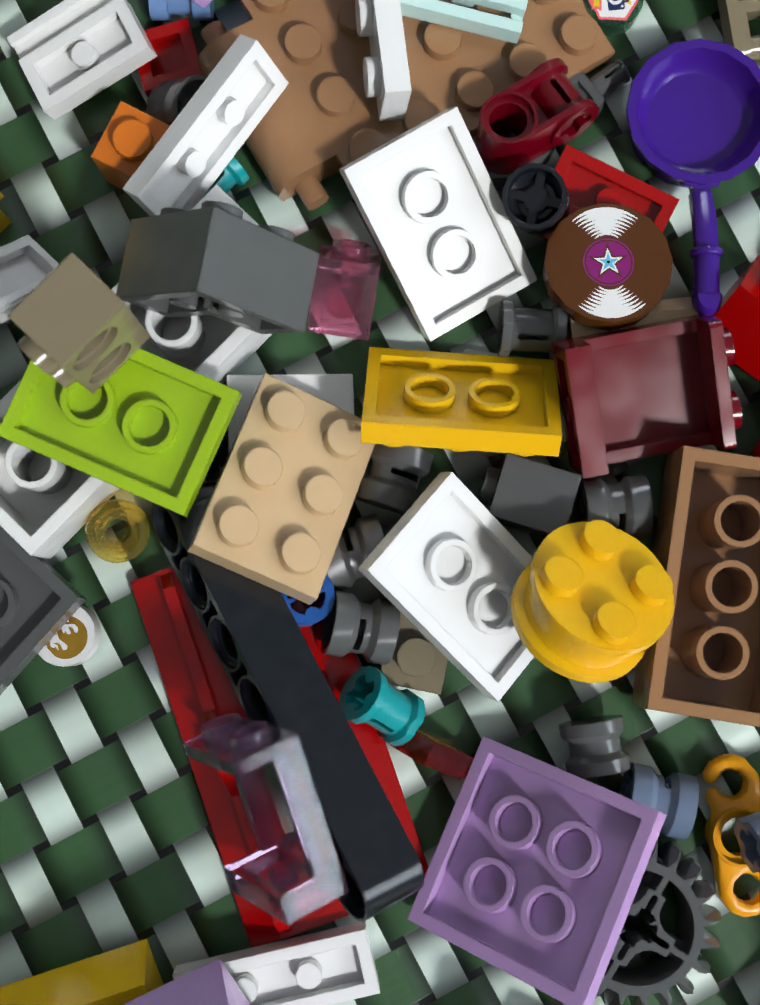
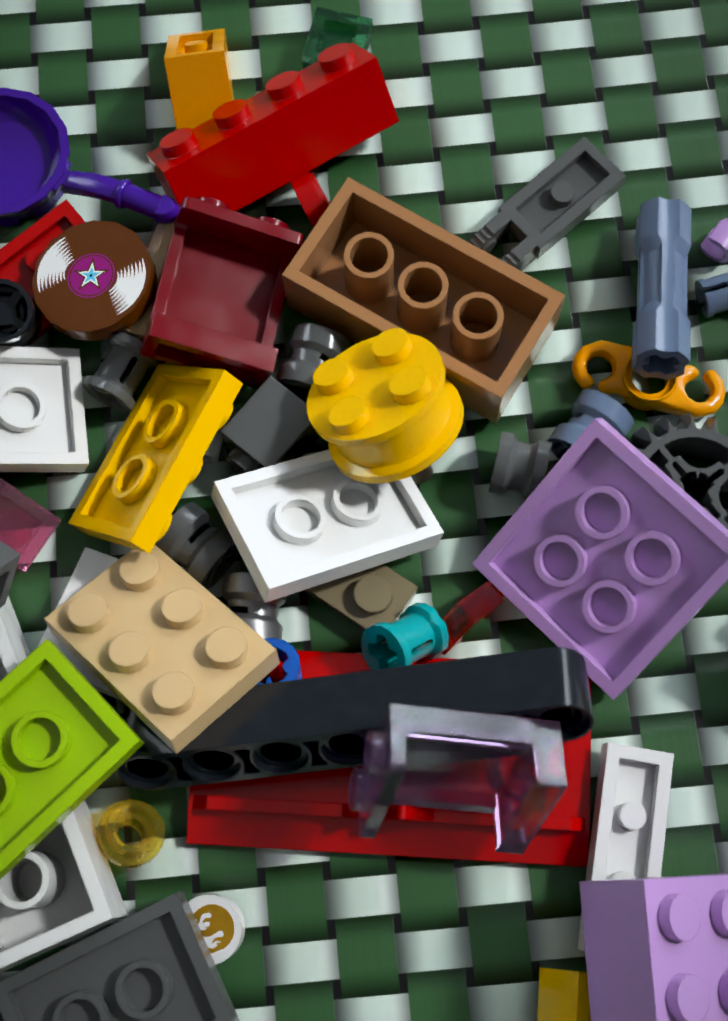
camera: 60 degrees left, 10 degrees down
(361, 628) = (325, 630): dark grey wheel -> none

